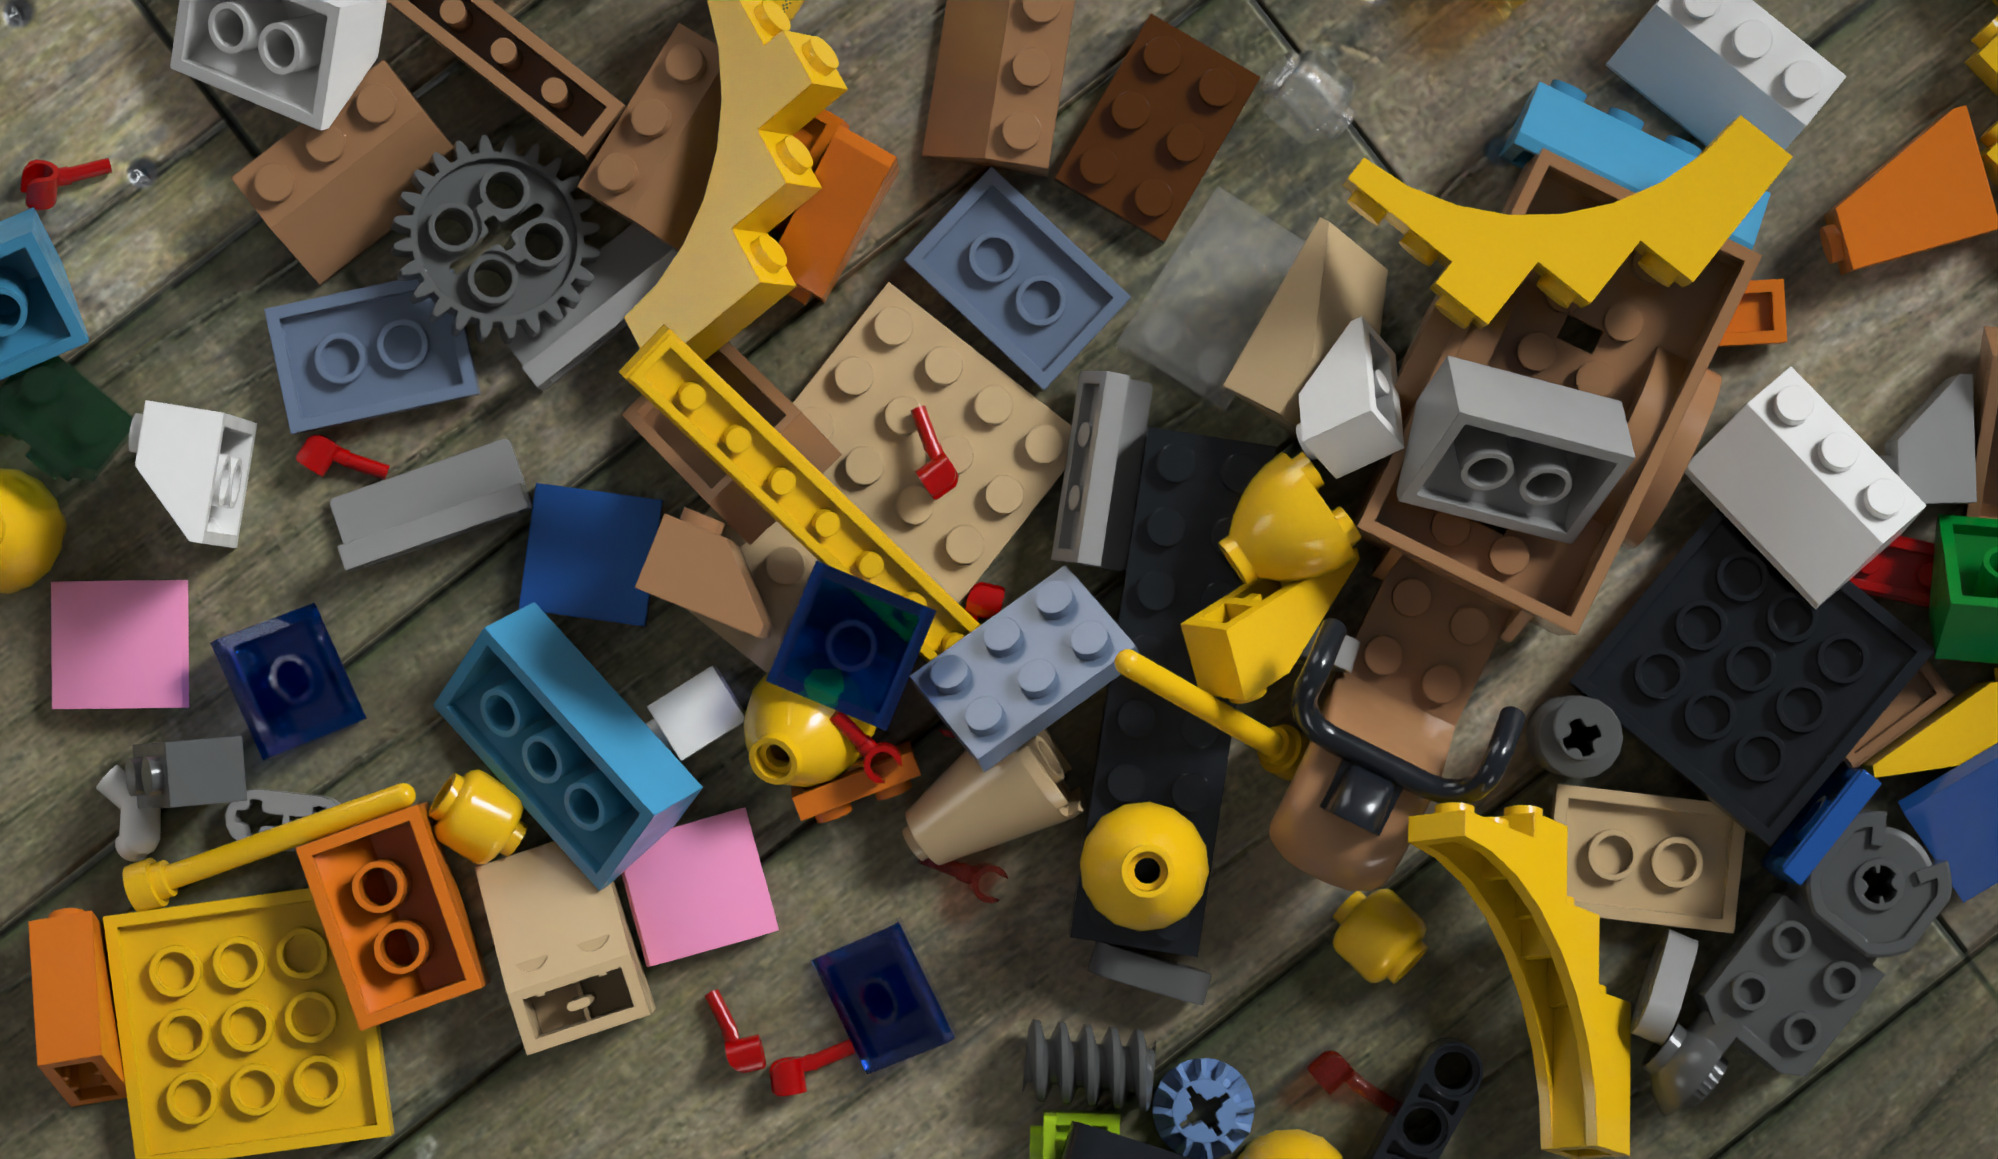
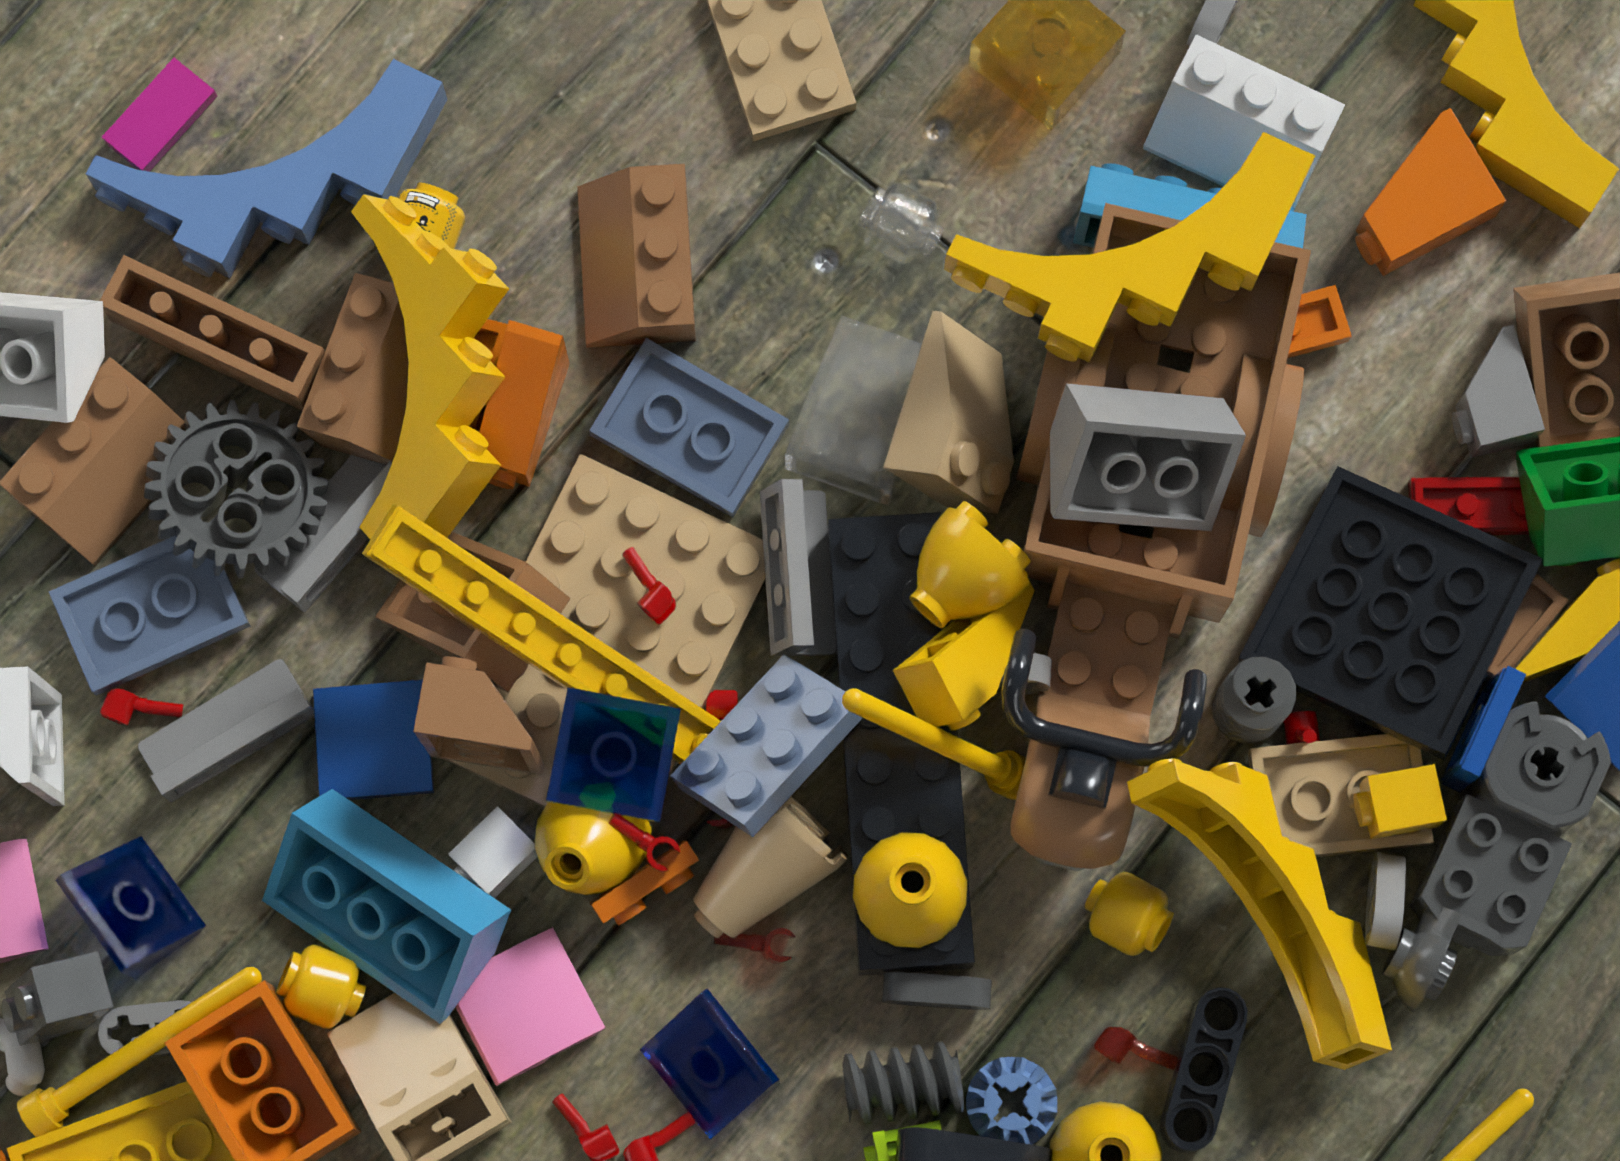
camera: 10 degrees left, 10 degrees down
(1157, 128) = (779, 280): reddish brown plate -> none
(1351, 403) = (995, 452): white slope -> none
(1622, 776) = (1301, 727): none -> red hand
(1707, 885) = (1400, 802): none -> yellow brick
(1804, 487) = (1397, 448): white slope -> none

